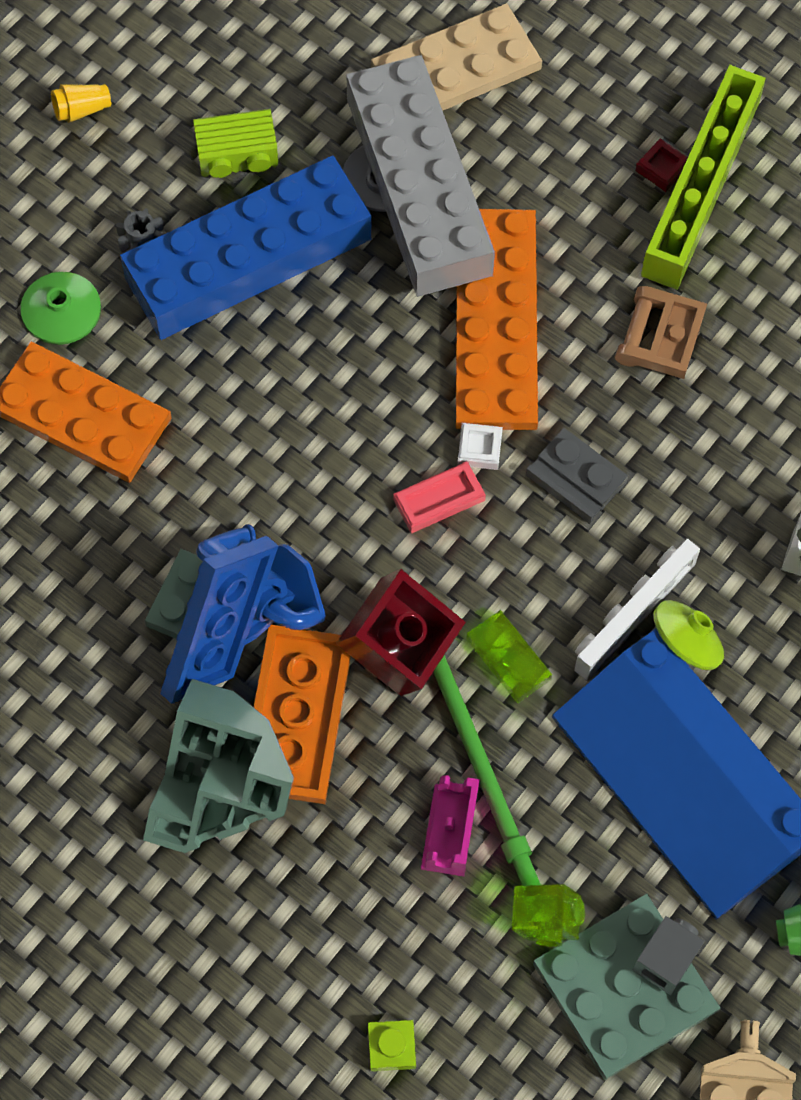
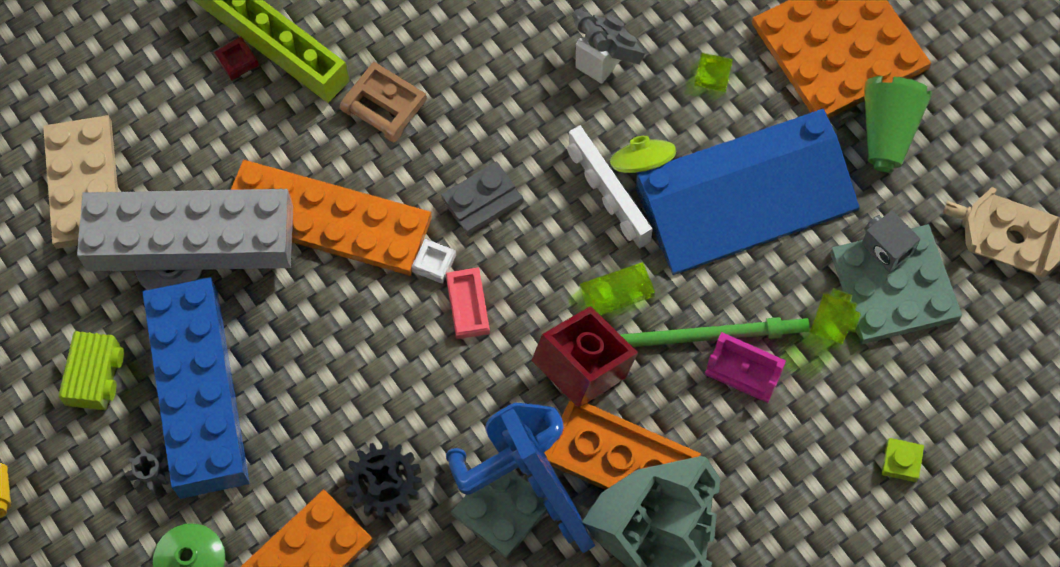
camera: 70 degrees left, 0 degrees up
(209, 478) = (388, 467): none -> black gear

